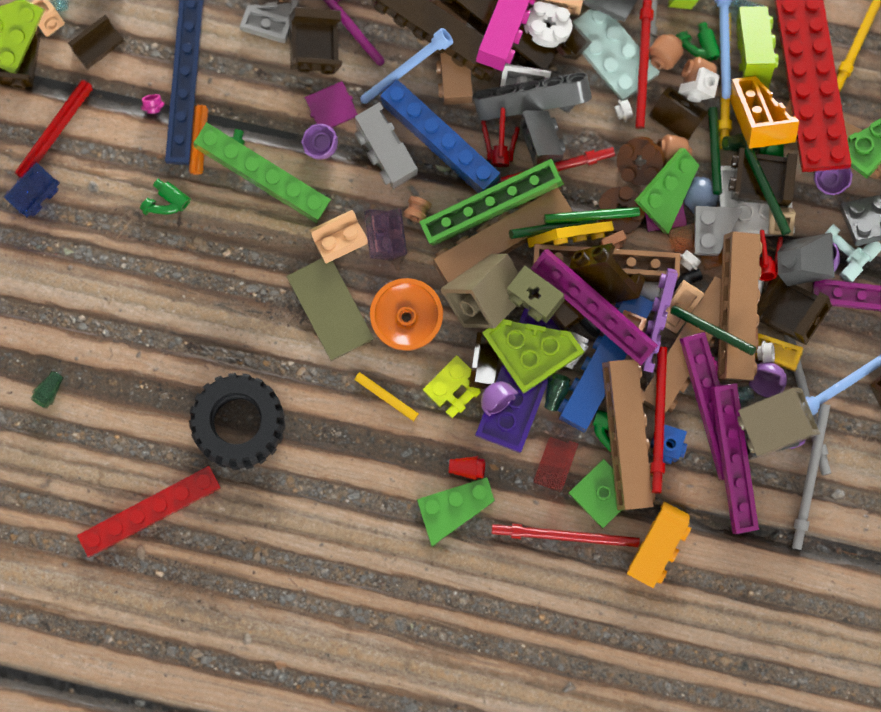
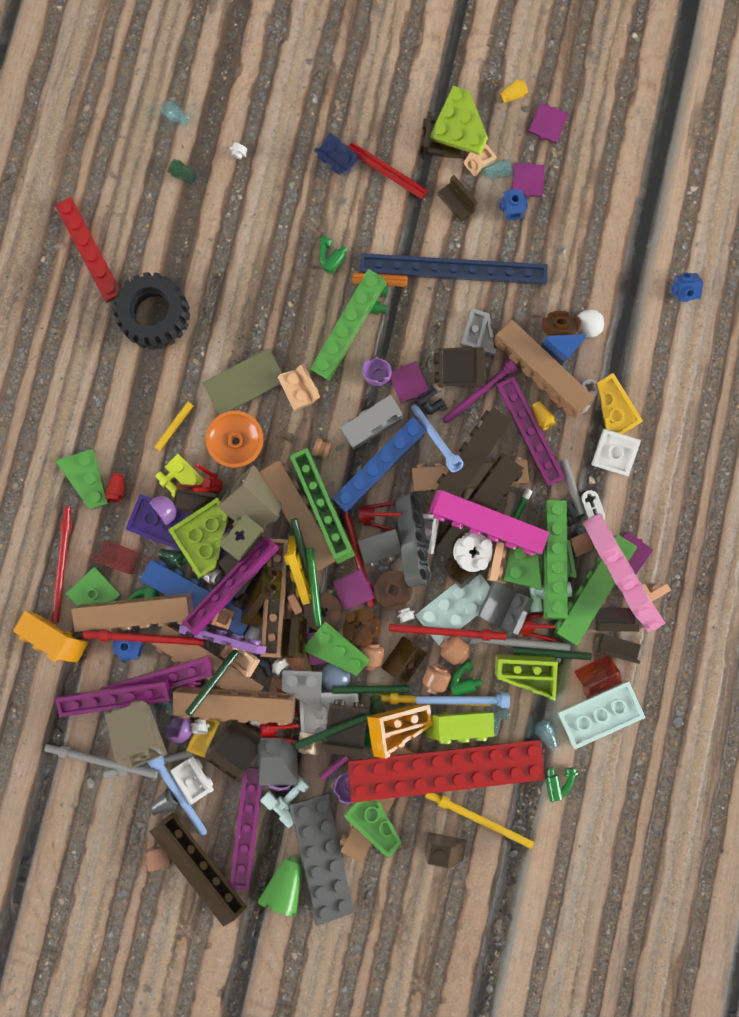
camera: 90 degrees right, 5 degrees up
(21, 317) = (238, 151): none -> white plate
(152, 103) = (408, 243): dark pink plate -> none
(350, 81) = (430, 409): none -> black piece
(385, 234) = (301, 423): clear purple bracket -> none
(462, 346) = (209, 484): none -> red plant
(593, 171) = (353, 589): none -> magenta piece
(600, 114) = (386, 599): none -> reddish brown plate
(654, 239) = (294, 637): none -> dark brown panel
(702, 88) = (424, 682): white bracket -> none
(809, 192) = (333, 766): none -> magenta piece
(830, 364) = (192, 780): none -> white bracket
(859, 399) = (163, 803): none -> dark grey cone

